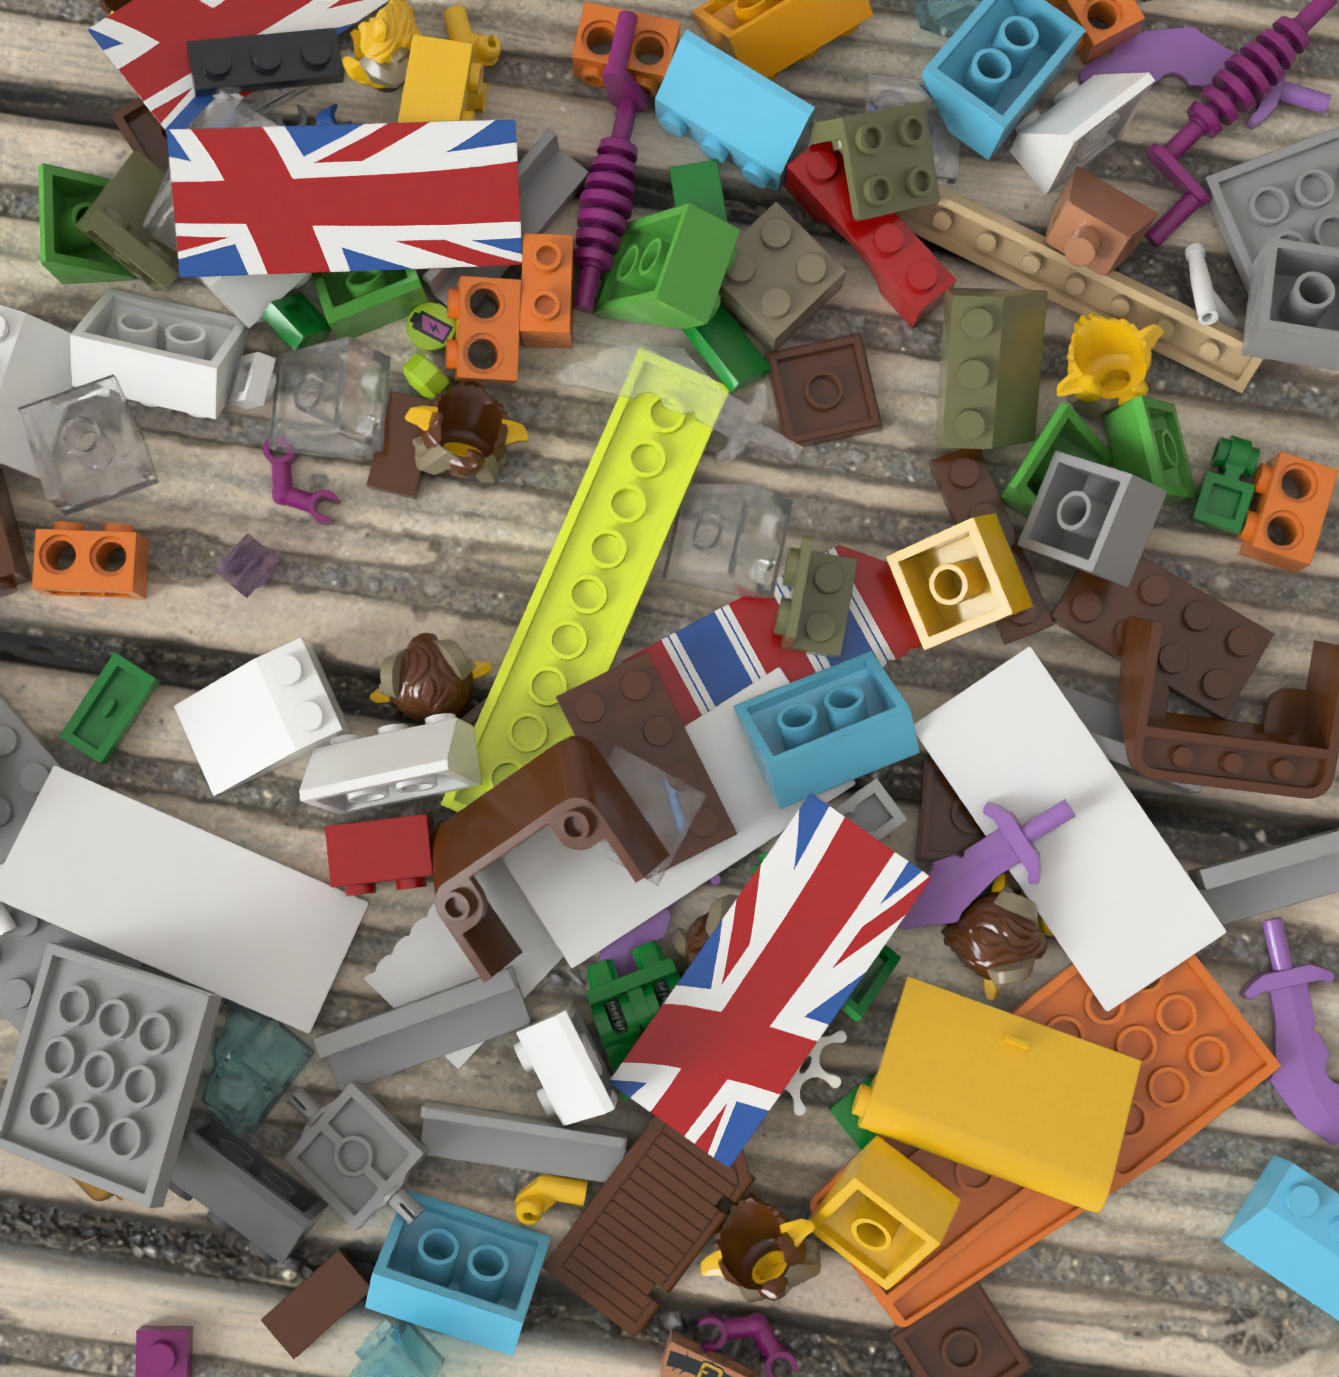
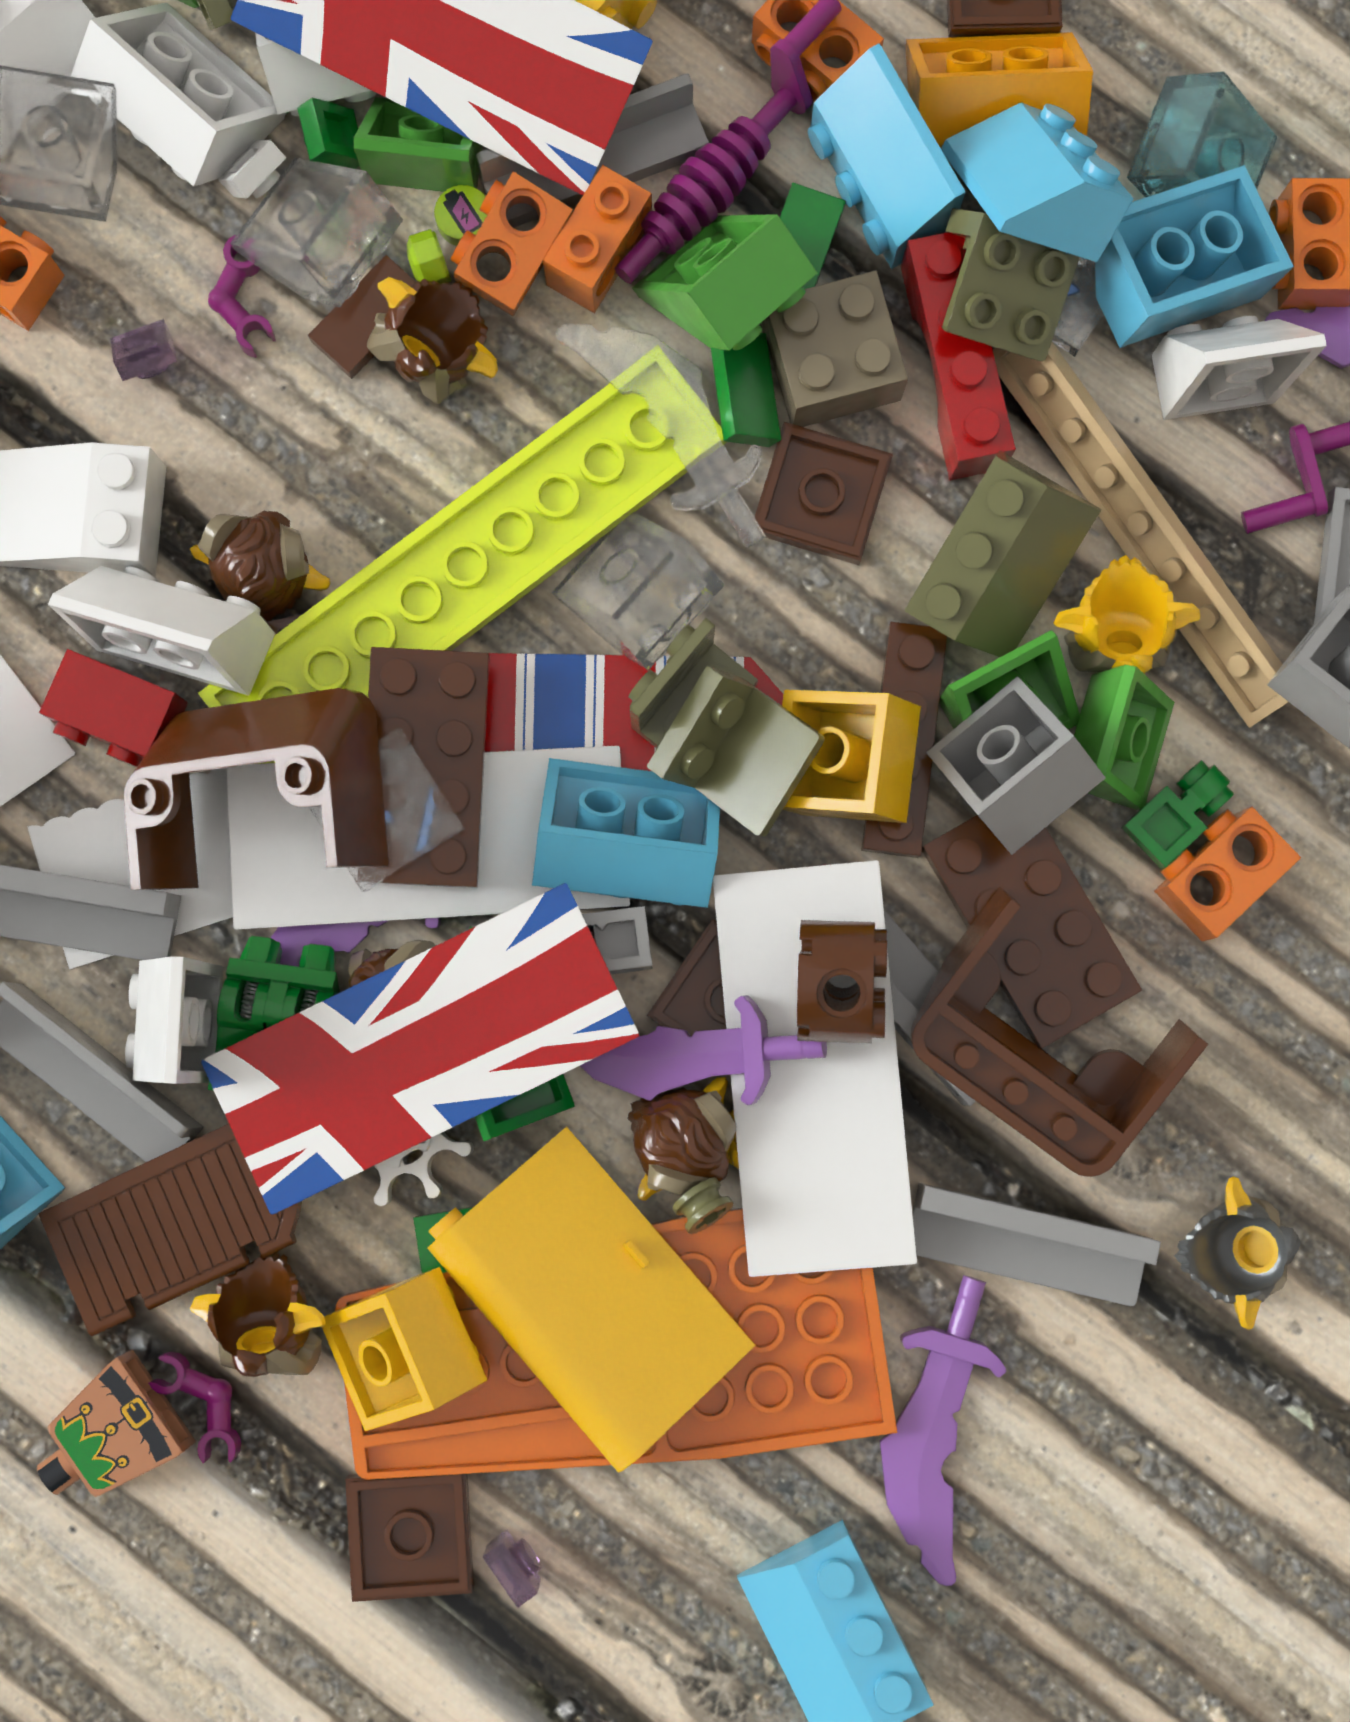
camera: 25 degrees right, 0 degrees up
(544, 1193) = (82, 1140): yellow arm -> none
(865, 66) = (1041, 179): none -> medium azure slope
(879, 621) = (737, 749): none -> olive bracket
(1044, 978) = (702, 1205): none -> olive bush
(1055, 1328) = (514, 1566): none -> clear purple plate
(1078, 770) = (834, 1012): none -> reddish brown brick
(1096, 223) = (1195, 474): nougat torso -> none
(1207, 302) = (1263, 614): white piece -> none

